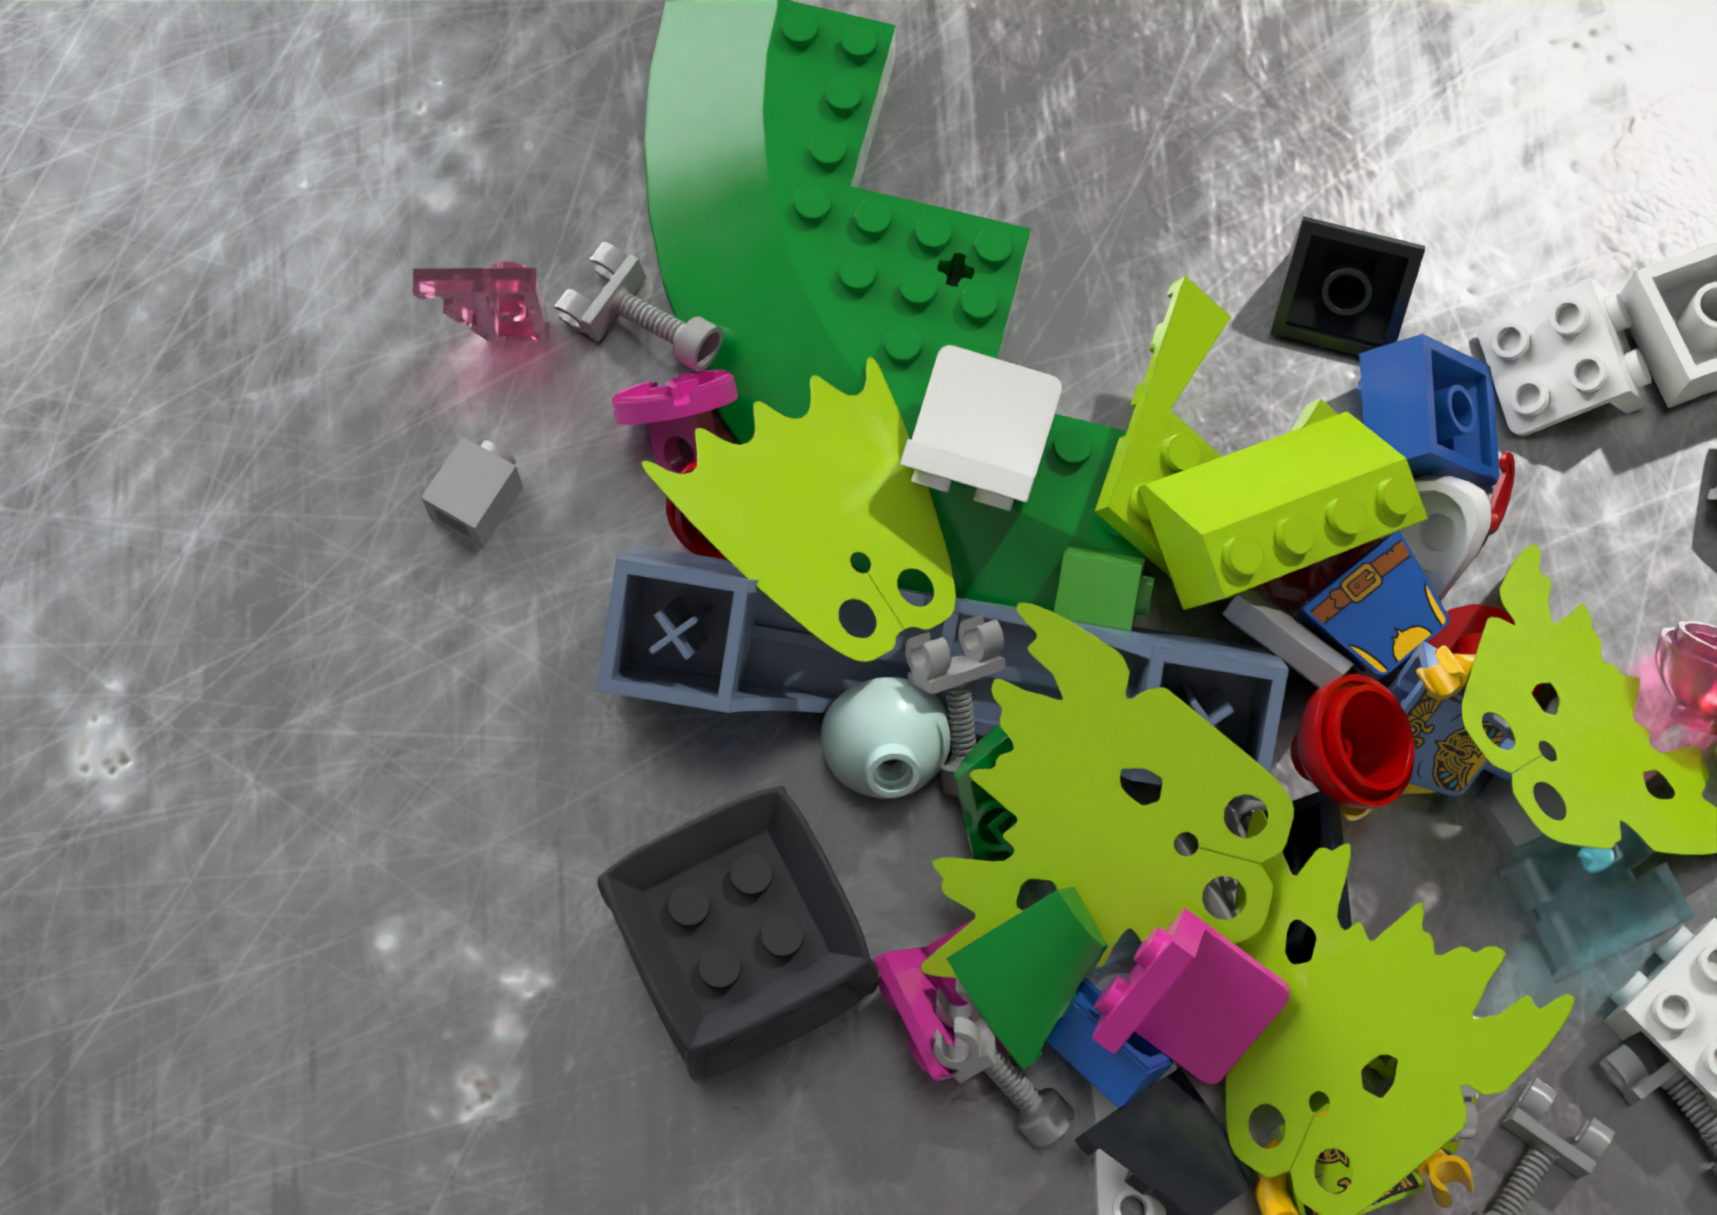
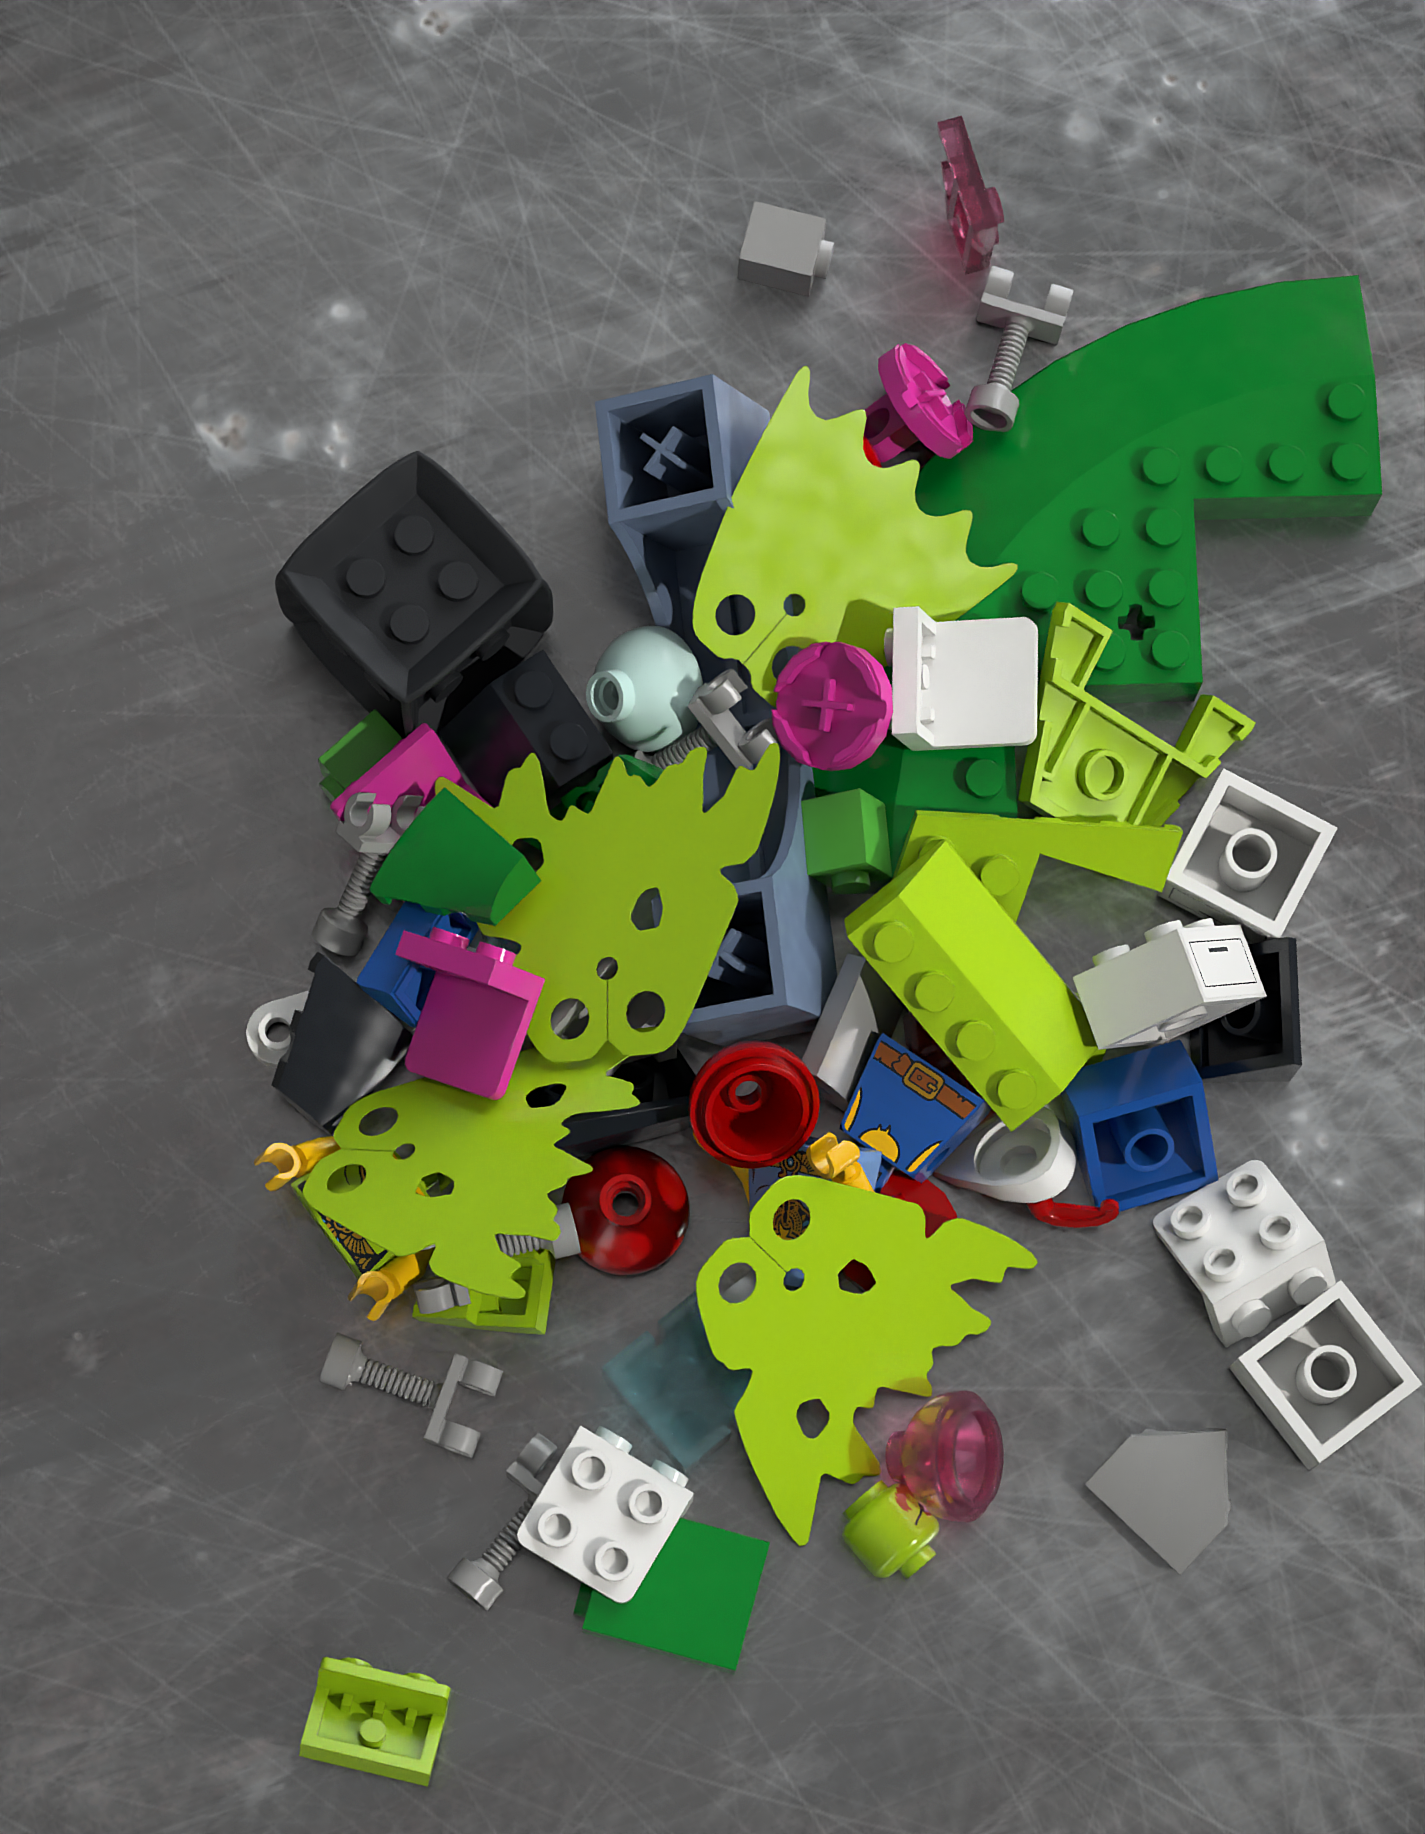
camera: 70 degrees right, 5 degrees up
(876, 1044) = (356, 753): none -> bright green brick
(889, 873) = (523, 715): none -> black slope
(975, 554) = (832, 706): none -> dark pink tile
(1083, 336) = (1096, 761): none -> lime wing
(1211, 233) = (1247, 859): none -> white brick
(1319, 338) = (1168, 983): none -> white brick
(1395, 871) = (635, 1241): none -> red piece

